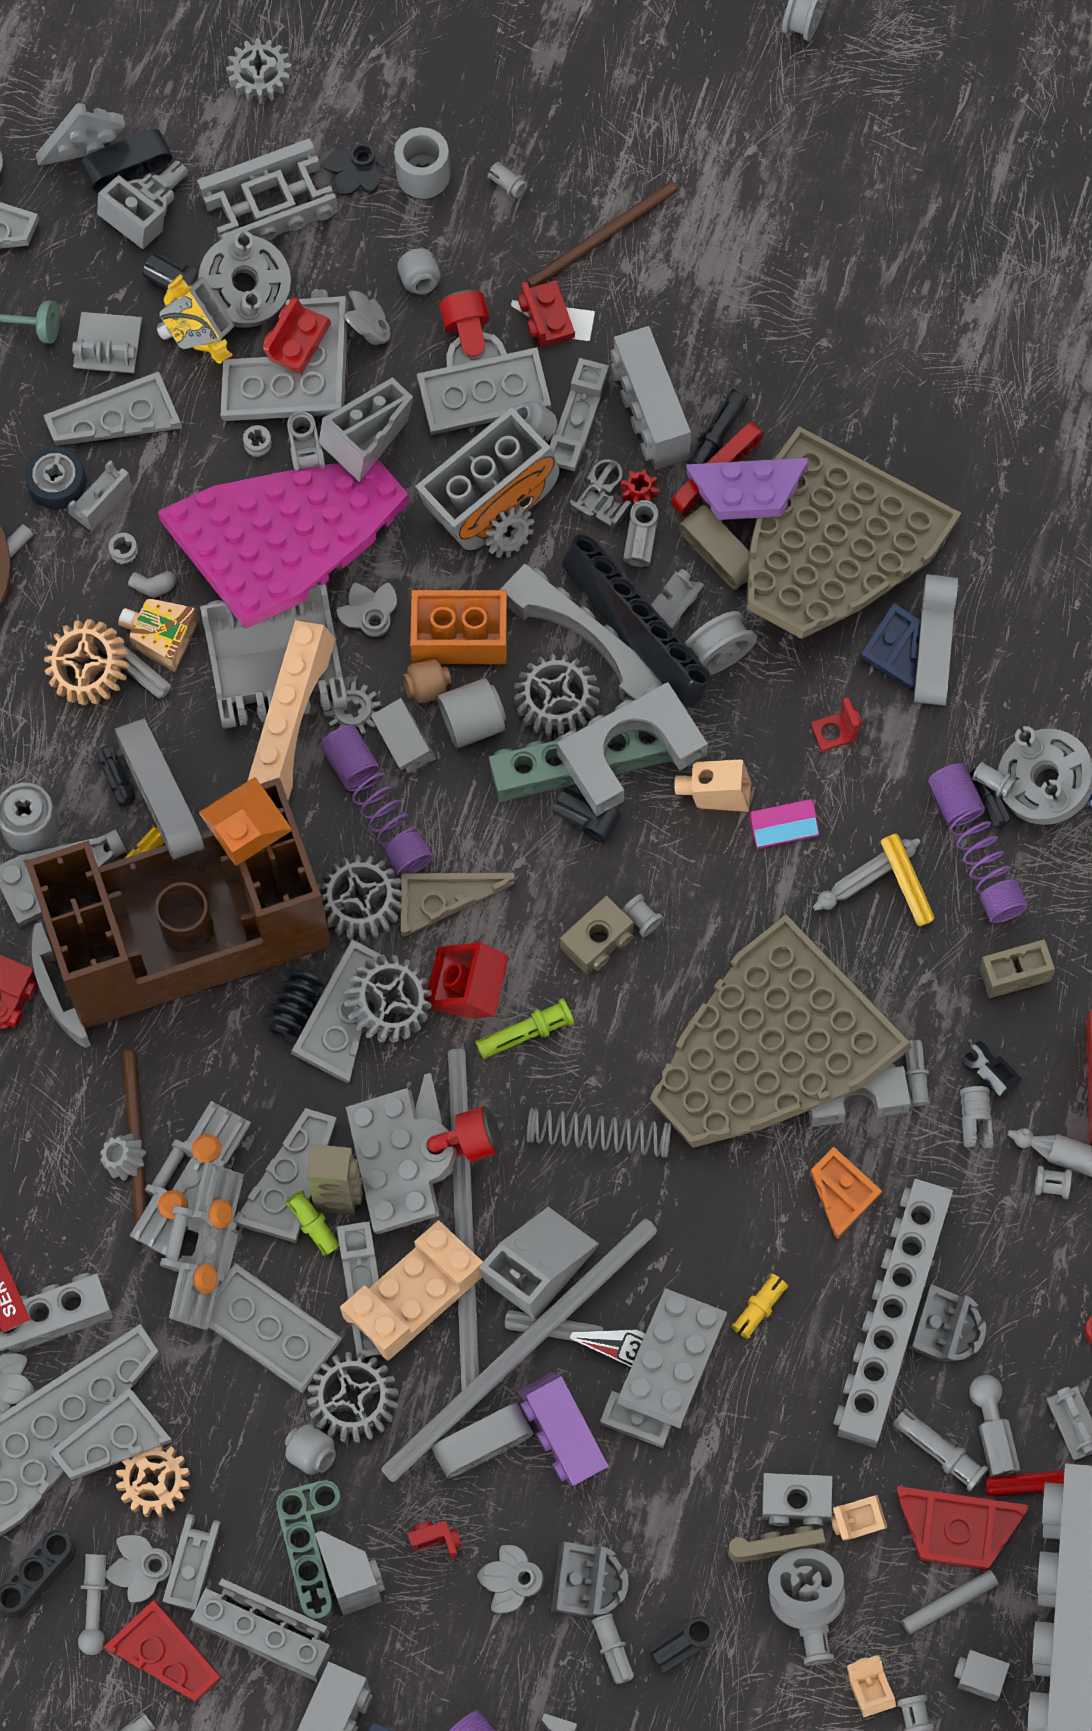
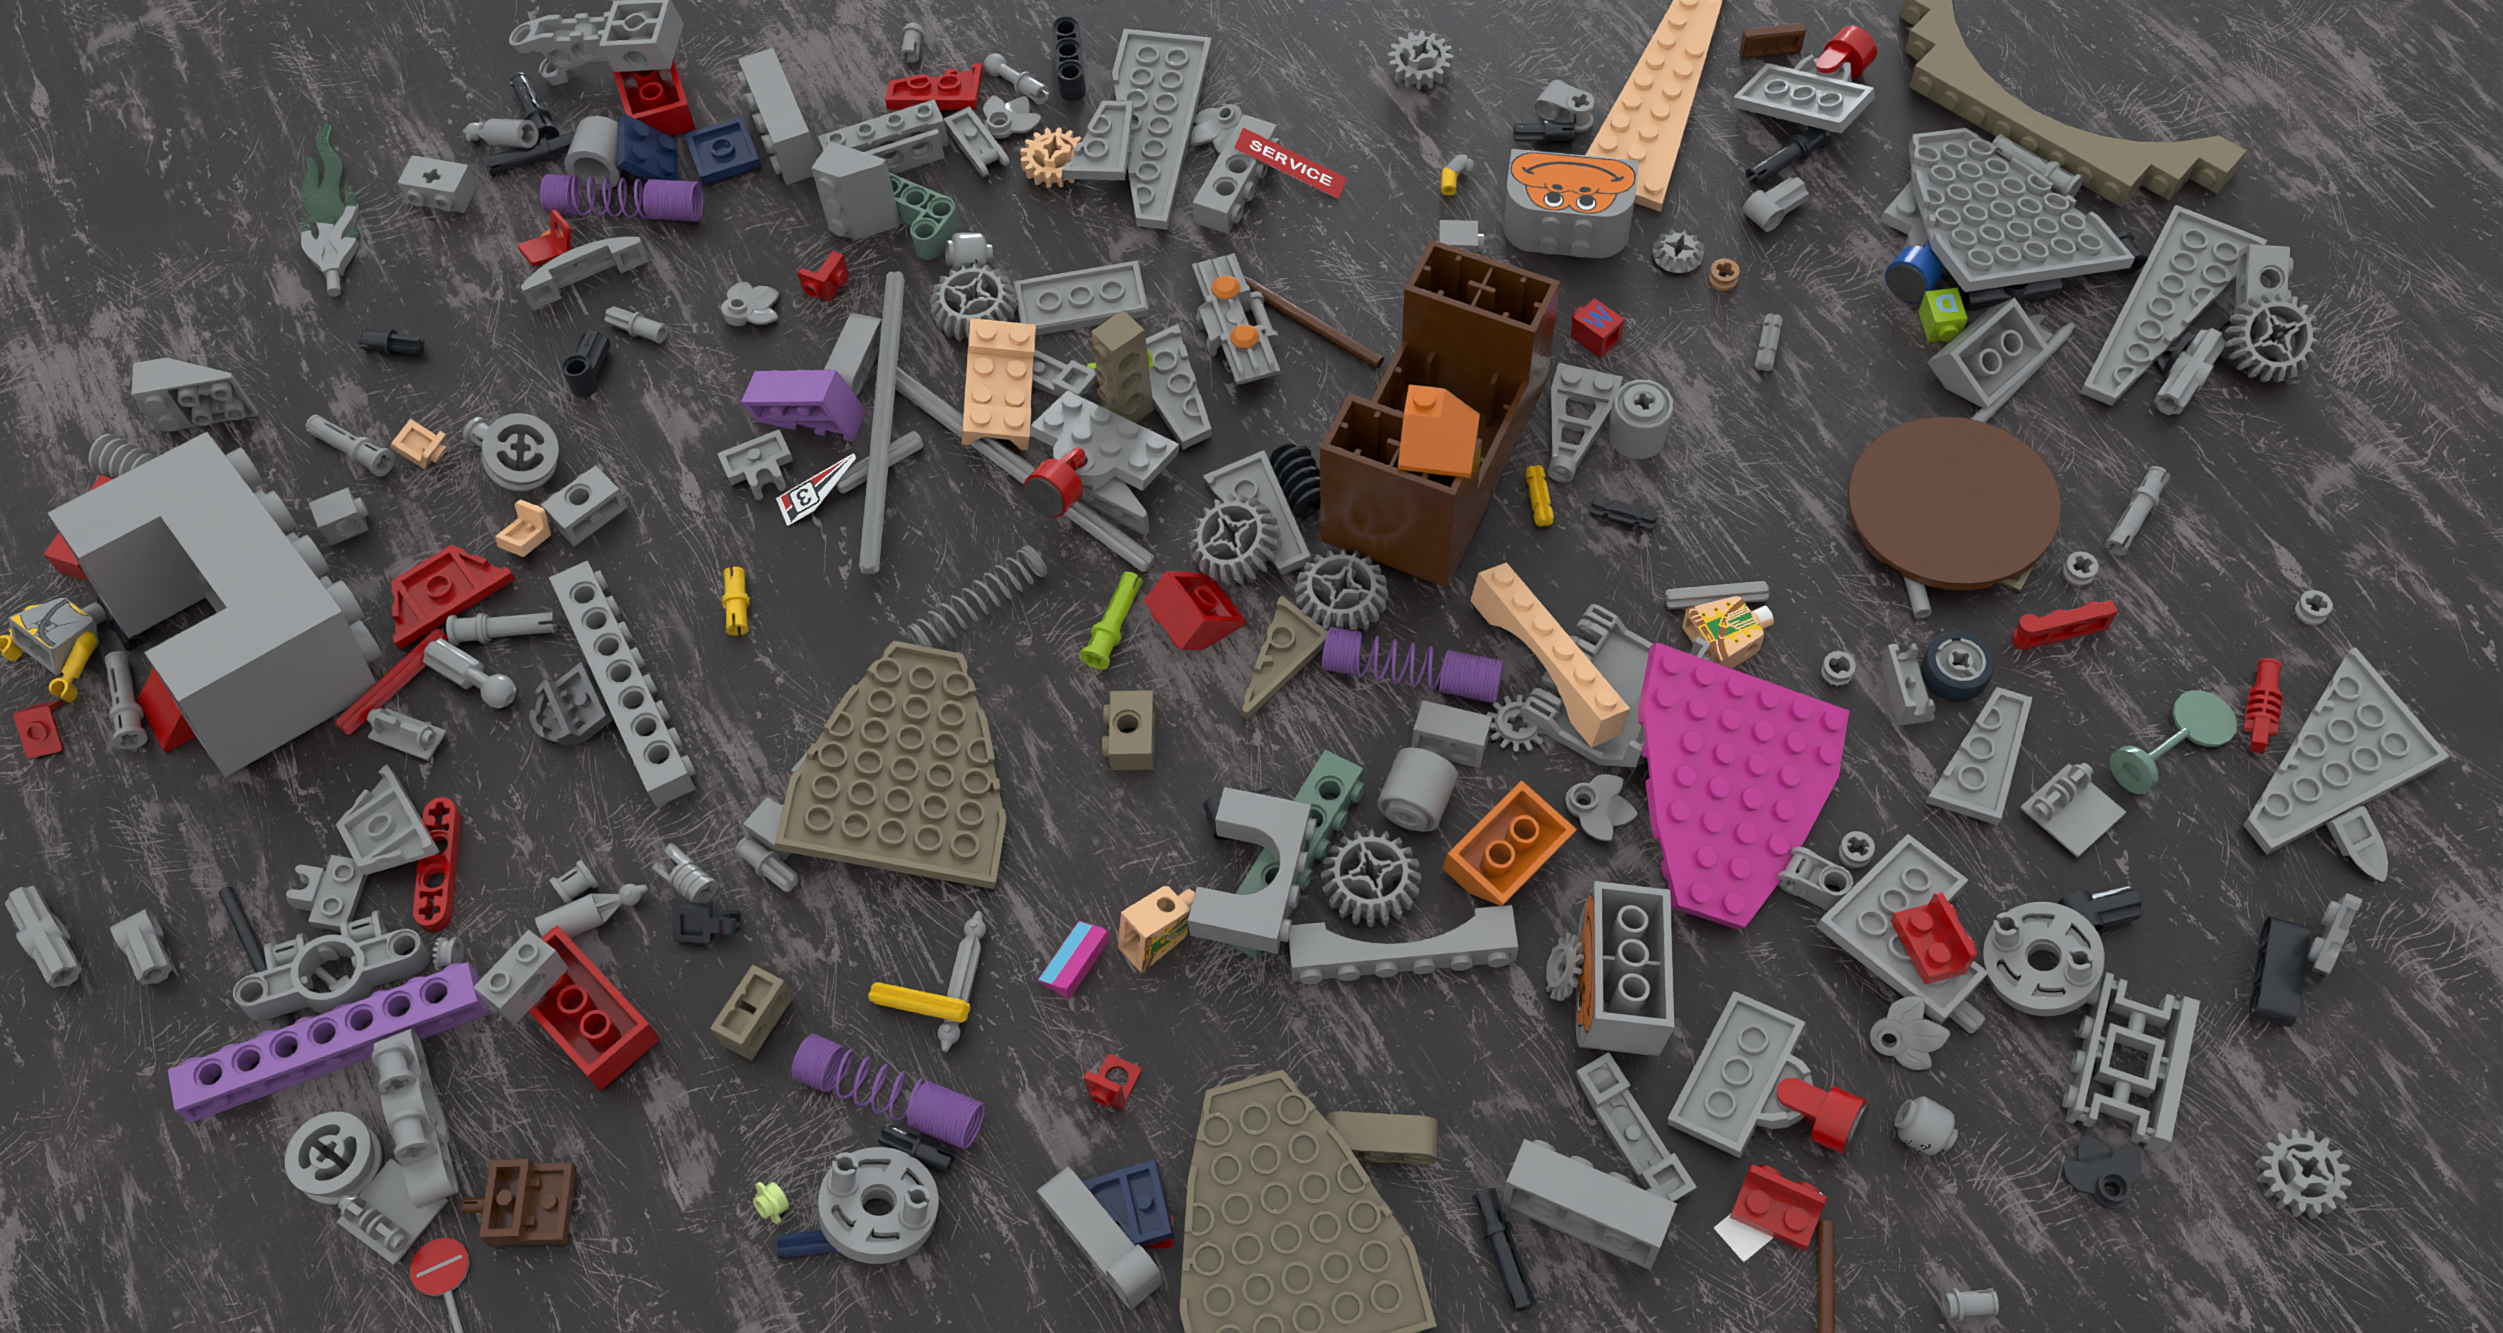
camera: 135 degrees right, 10 degrees down
(86, 637) = (1745, 553): light nougat gear -> none
(122, 1156) = (1302, 296): light grey piece -> none
(141, 204) = (2213, 941): light grey brick -> none
(153, 586) = (1779, 661): light grey arm -> none
(159, 789) = (1568, 492): light grey beam -> none
(195, 318) = (2029, 877): torso -> none
(214, 1249) = (1159, 271): light grey piece -> none
(366, 426) = (1780, 926): light grey wedge -> none
(422, 163) = (2062, 1208): light grey piece -> none
(426, 680) = (1483, 786): medium nougat head -> none
(537, 1261) = (929, 477): light grey slope -> none
(539, 418) = (1659, 1081): light grey head -> none
(587, 1580) = (692, 342): flat silver slope -> none
(603, 502) = (1531, 1077): flat silver piece -> none
(636, 619) = (1387, 1000): black beam -> none
(637, 480) = (1503, 1130): red gear -> none
(641, 535) = (1456, 1080): light grey piece -> none
(642, 915) = (1113, 778): light grey bush -> none
(672, 1358) = (764, 505): light grey plate -> none
(681, 593) = (1366, 1061): light grey hinge -> none
(721, 641) = (1279, 1035): light grey wheel -> none
(734, 451) = (1463, 1212): red beam -> none
(748, 487) = (1405, 1196): medium lavender wing -> none
(775, 1545) = (574, 461): dark tan plate -> none
(842, 1190) = (746, 729): orange wing -> none
(949, 1602) = (408, 542): light grey piece -> none
(994, 779) = (920, 1151): light grey pin -> none

